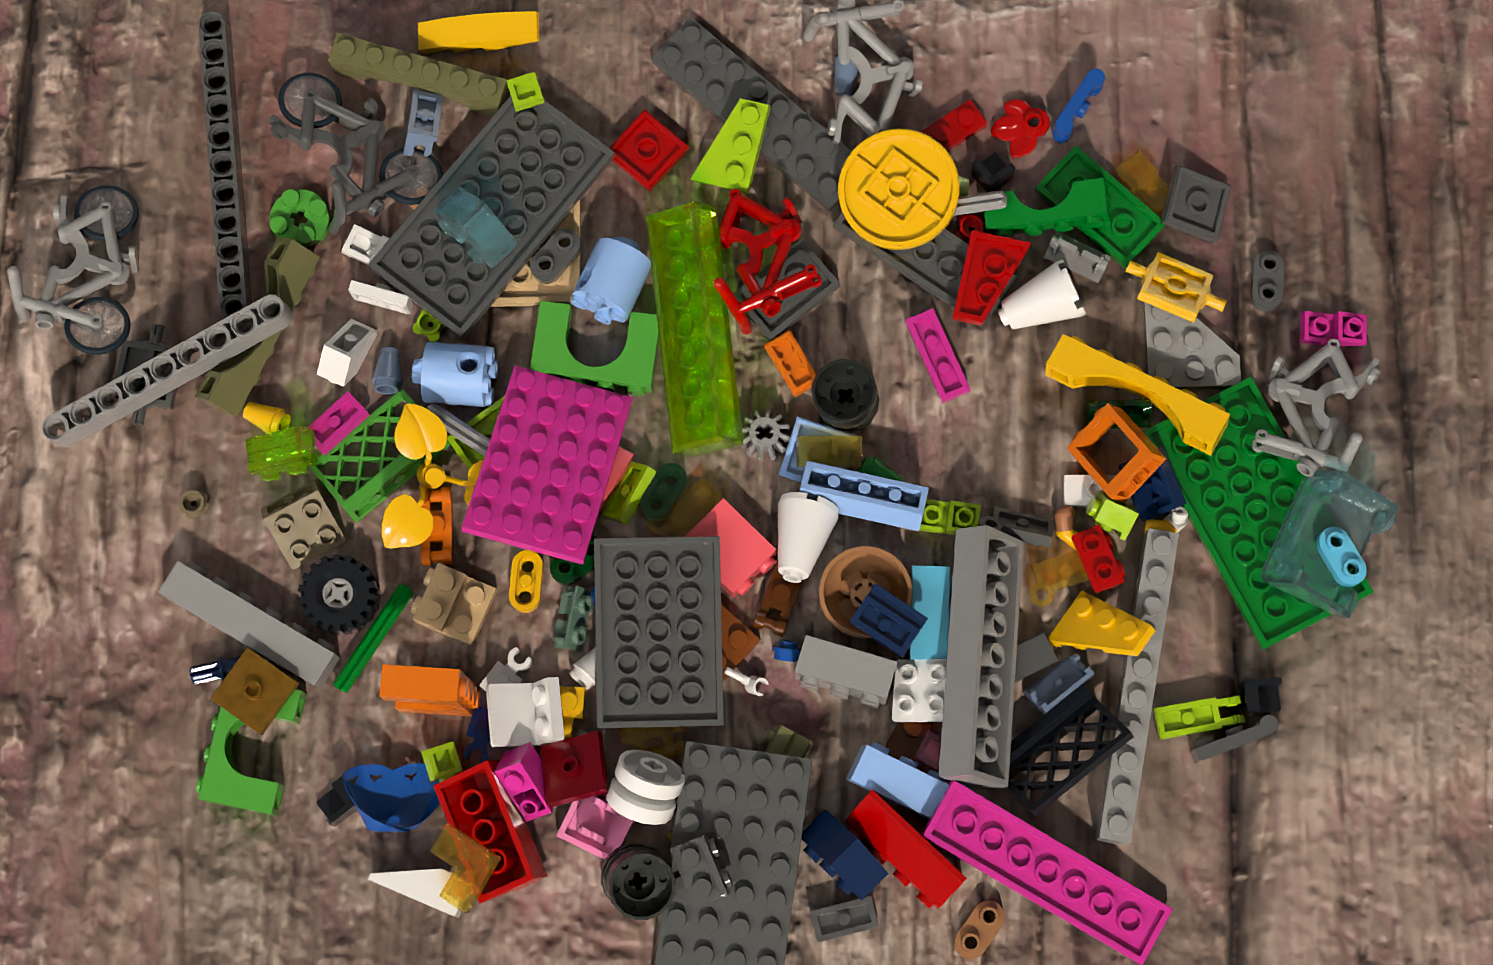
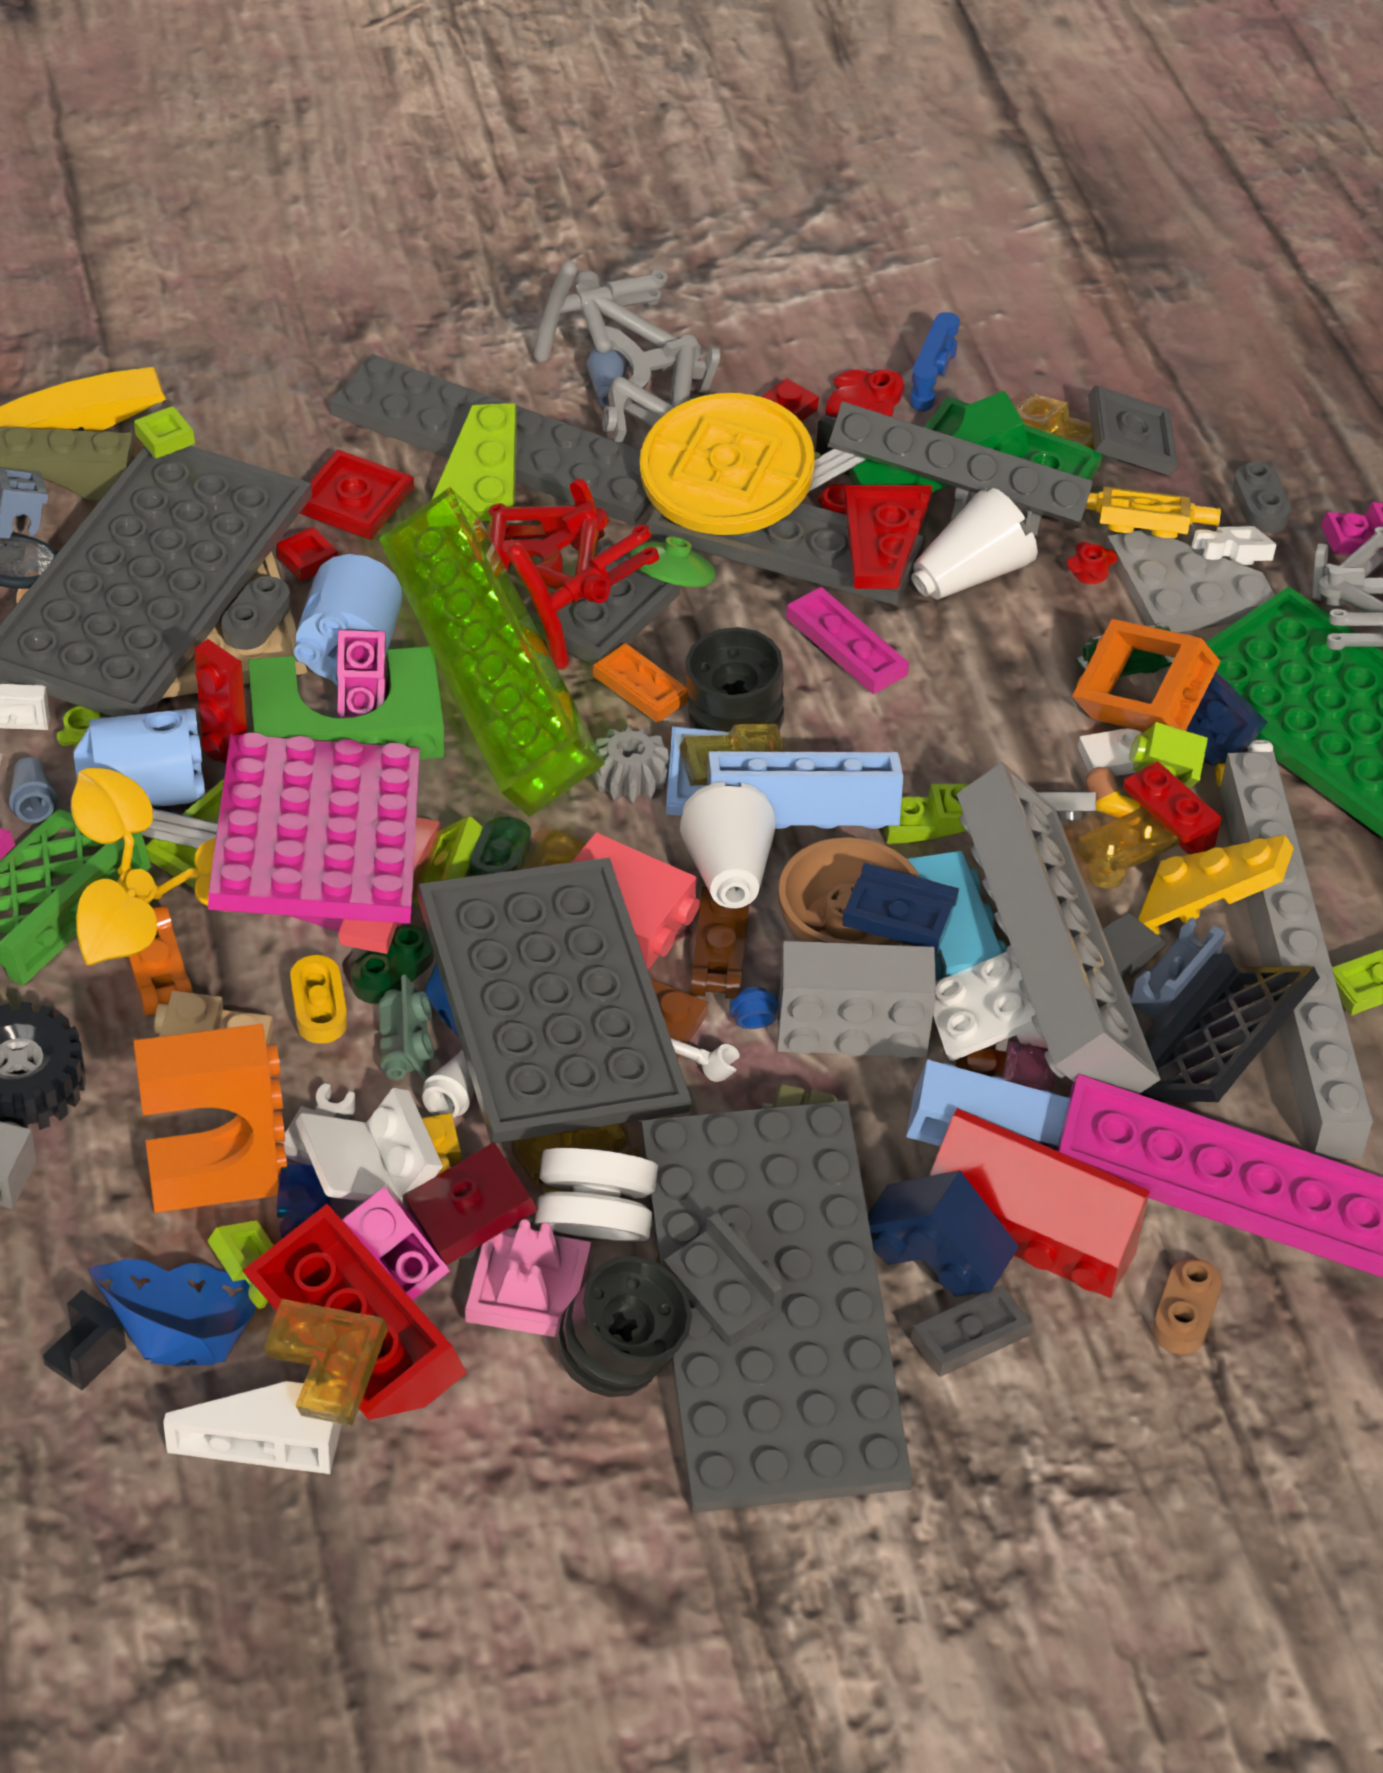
camera: 25 degrees left, 30 degrees down
(373, 638) = (86, 1121): green axle -> none
(475, 224) = (136, 563): clear light blue brick -> none
(508, 347) = (220, 698): none -> red plate
(603, 200) = (305, 553): none -> red plate
(608, 333) = (360, 672): none -> dark pink slope
(837, 271) = (677, 563): none -> bright green dish
(1053, 234) = (959, 462): none -> dark grey plate
(1081, 366) = (1061, 610): yellow arch -> none
(1126, 327) = (1091, 563): none -> red plate
(1231, 326) = (1239, 543): none -> white plate

